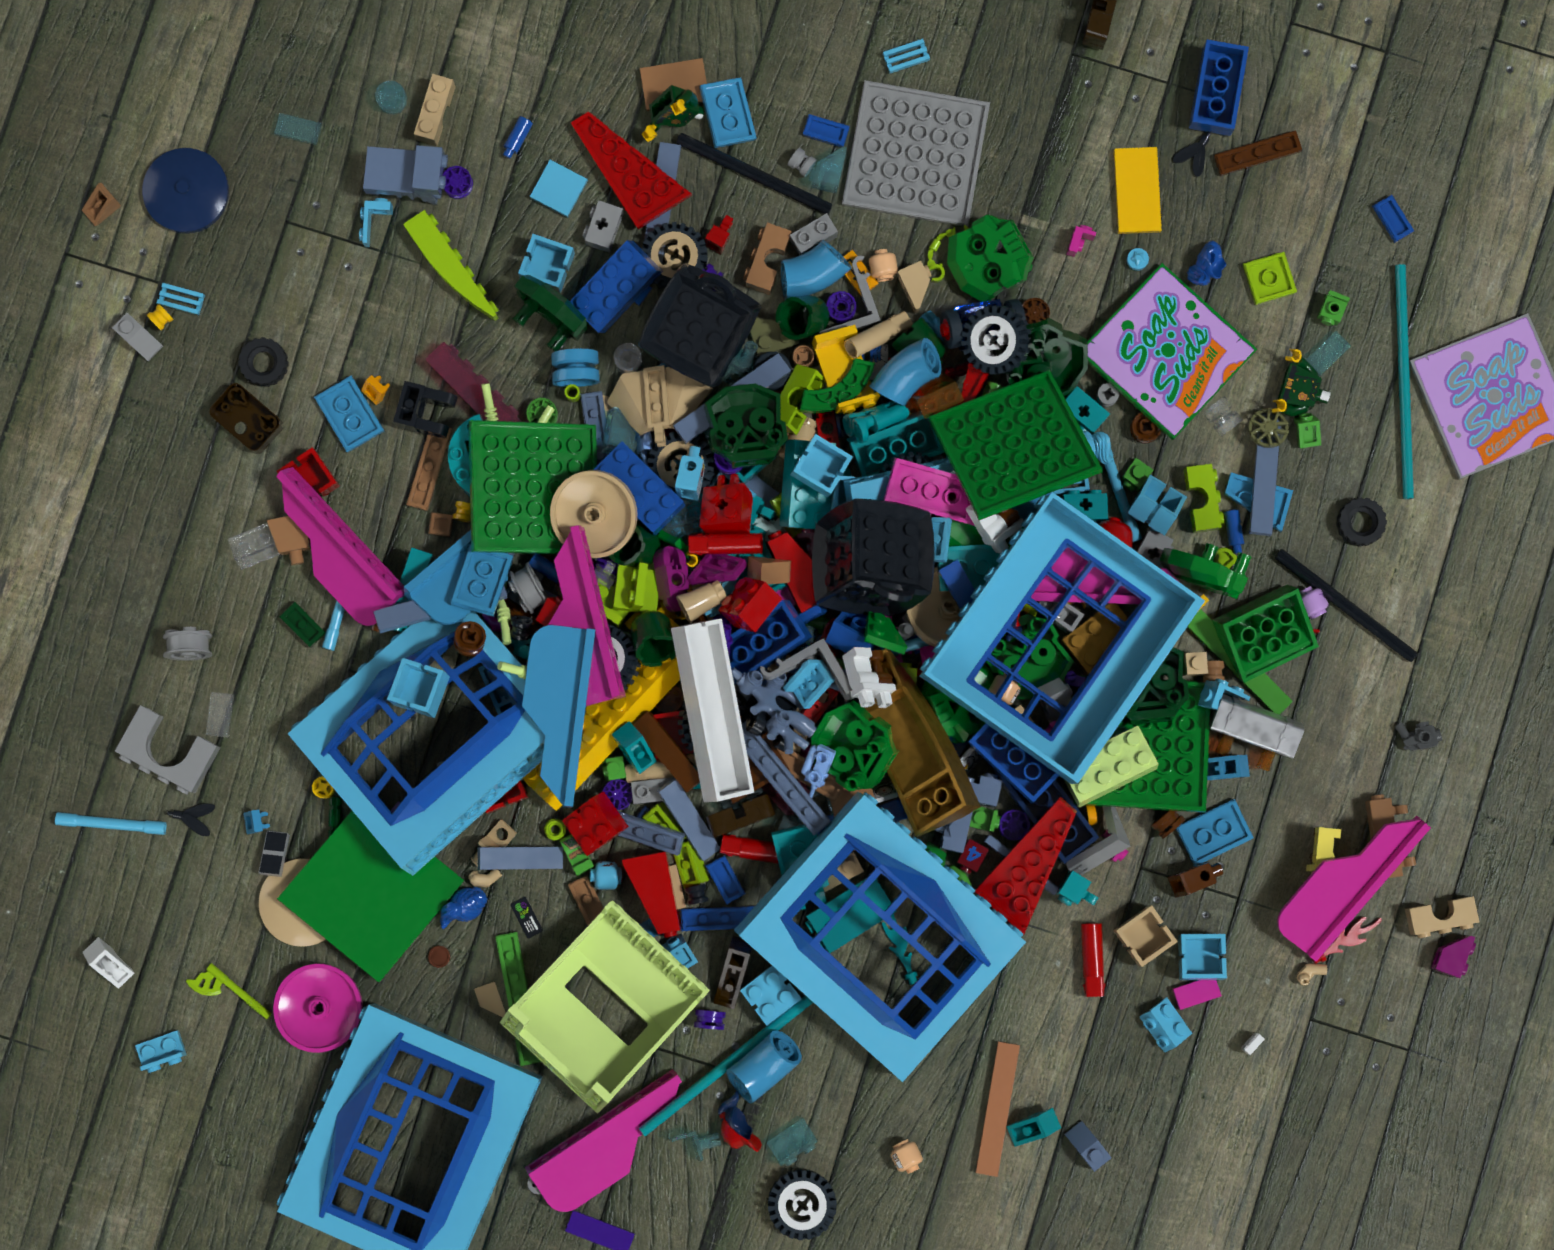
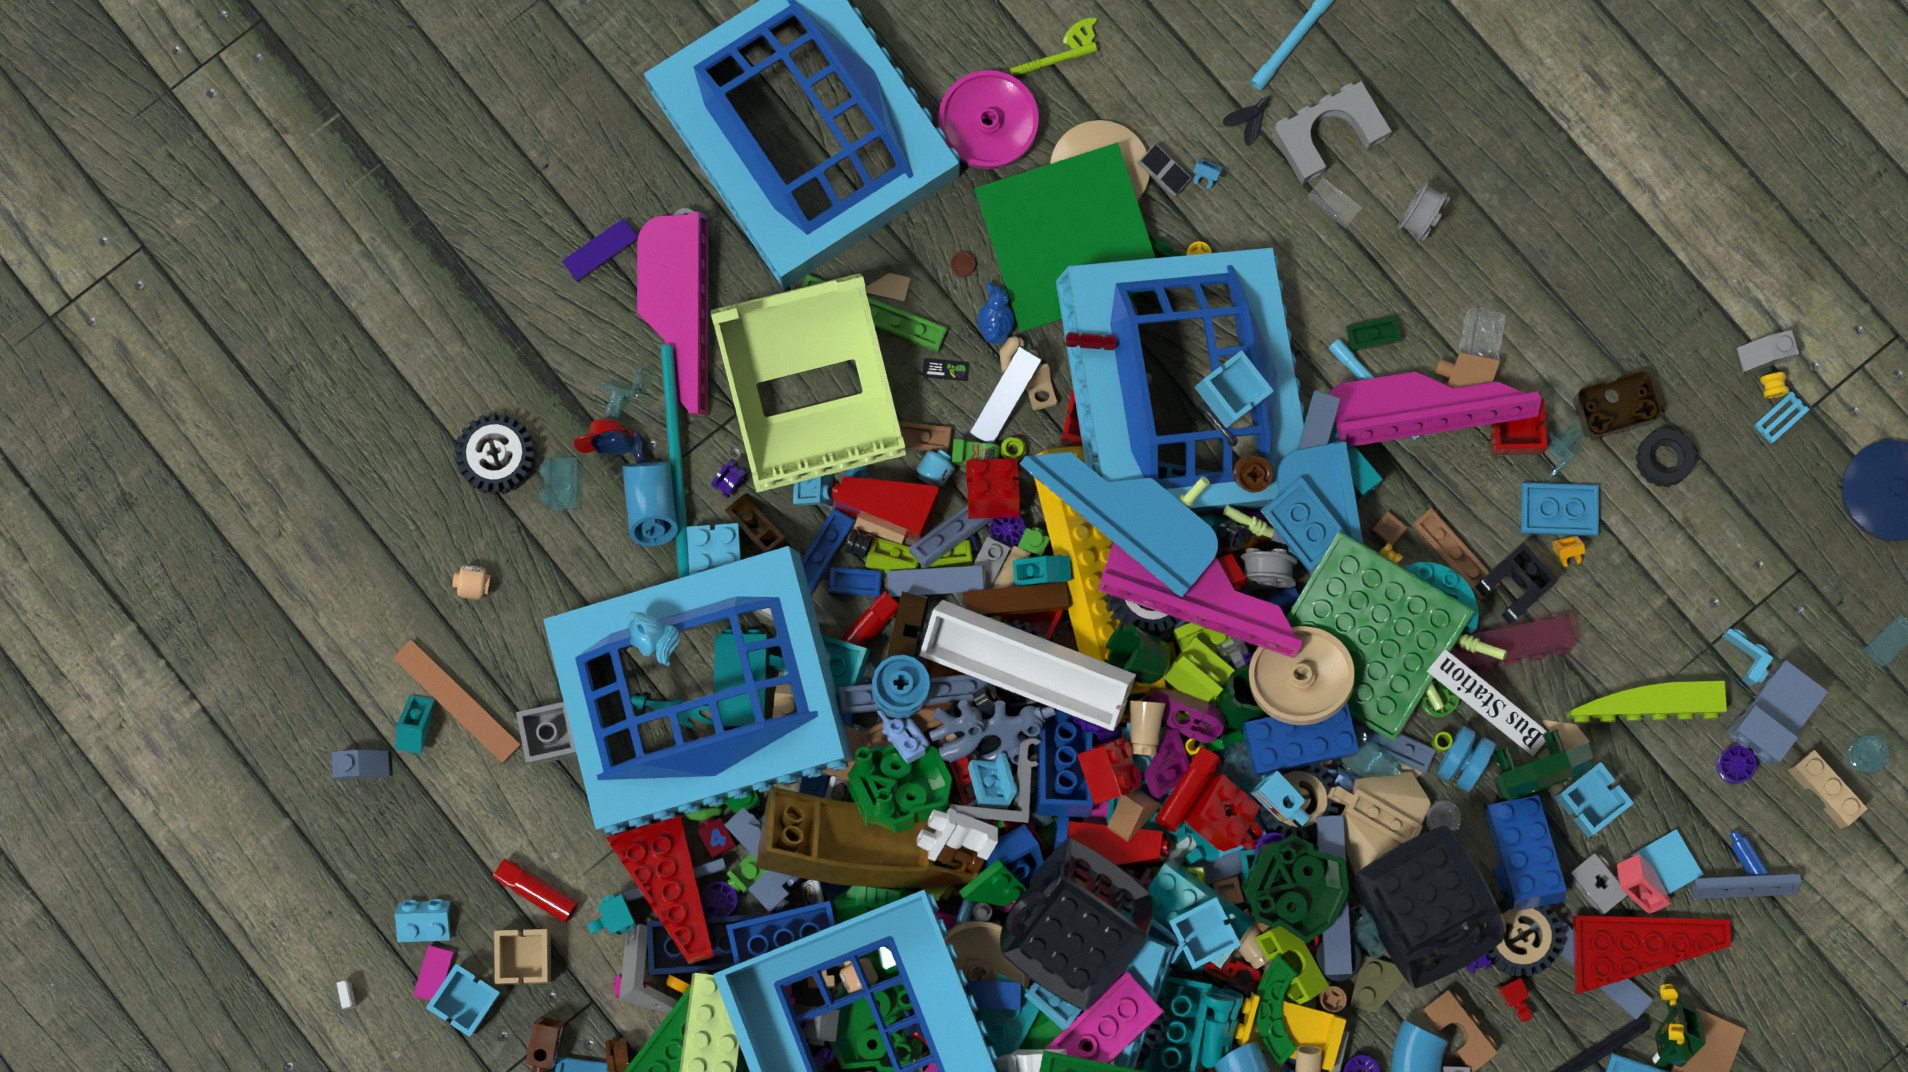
camera: 125 degrees right, 5 degrees down
(303, 440) = (1560, 447): none -> clear light blue bracket
(445, 702) = (1204, 408): none -> black hinge
(447, 814) = (1091, 341): none -> dark red axle
(508, 309) = (1569, 733): none -> tan sticker
(525, 376) = (1488, 702): none -> white sticker
(539, 125) = (1746, 886): none -> sand blue tile
(584, 196) = (1642, 884): none -> coral slope
(773, 786) = (903, 671): none -> dark azure wheel
(774, 475) = (1229, 889): none -> medium nougat plate
(802, 316) = (1374, 1024): dark green cylinder -> none
(868, 987) = (652, 636): none -> medium azure hair
(980, 1026) = (546, 734): none -> light grey brick

